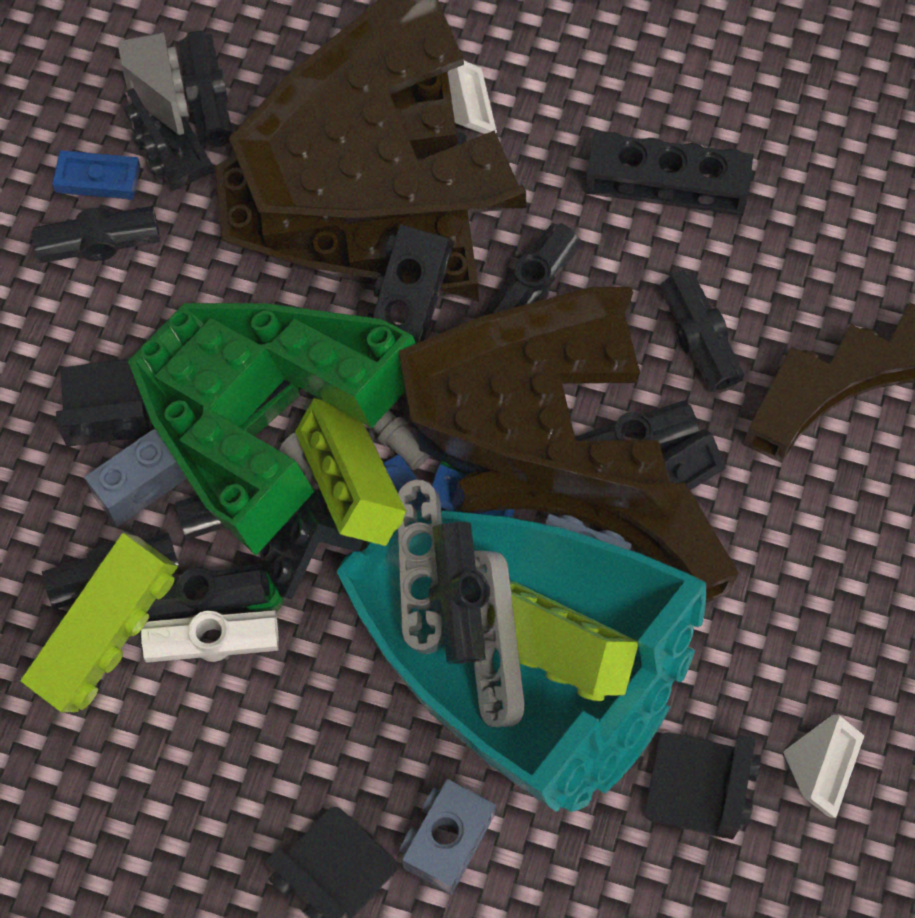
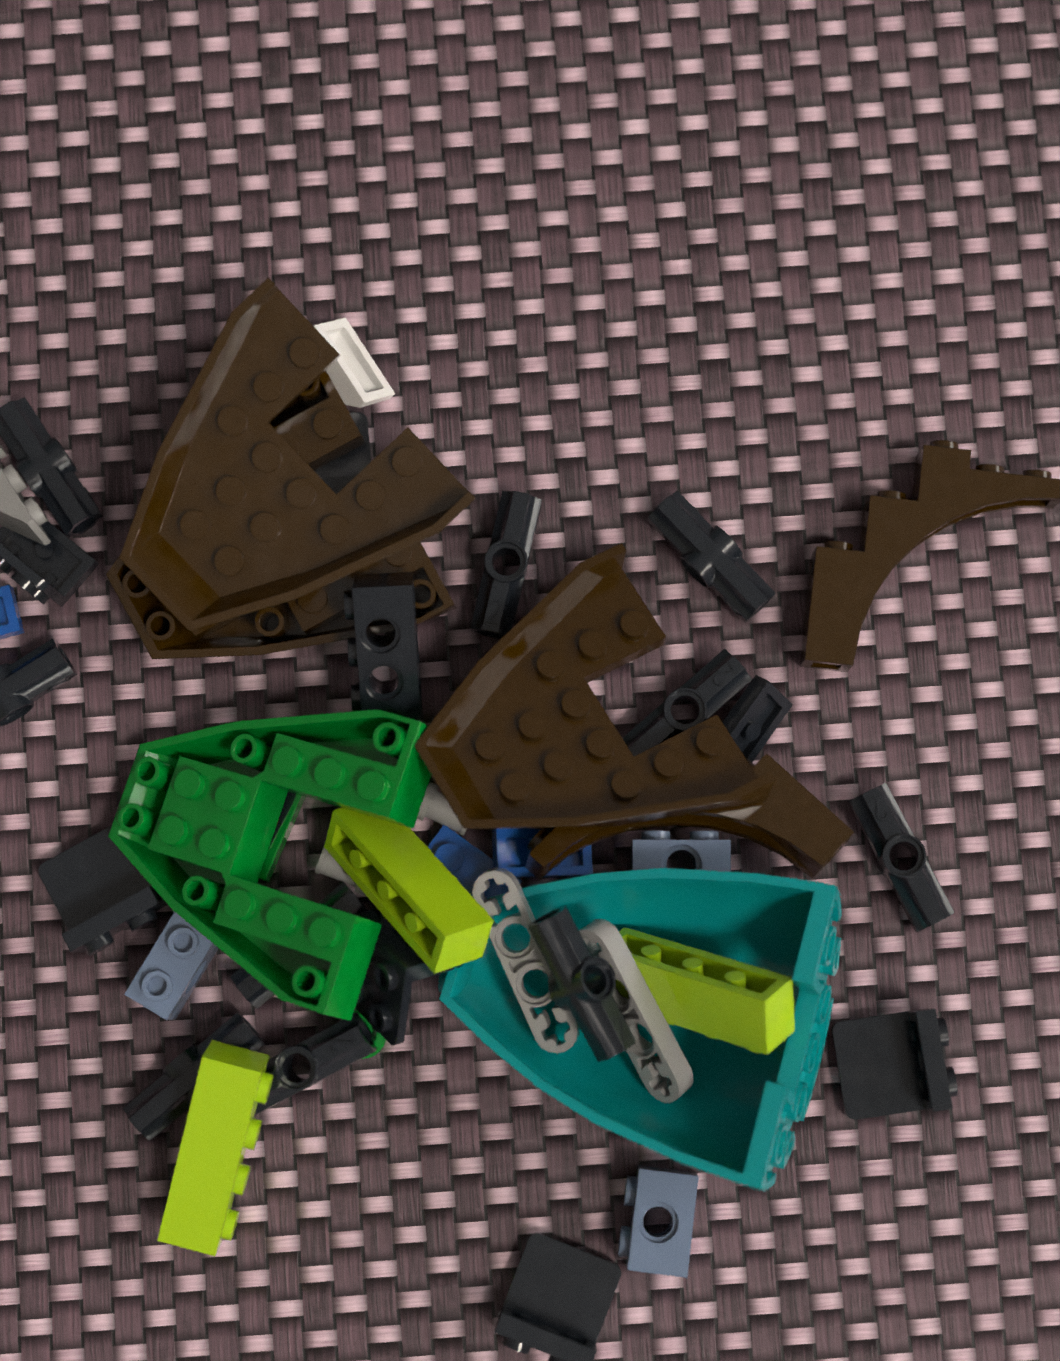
camera: 20 degrees left, 15 degrees up
(181, 637) = (302, 1122): white piece -> none
(682, 188) = (588, 397): black brick -> none
(775, 642) = (917, 886): none -> black piece
(824, 762) = (1005, 991): white slope -> none

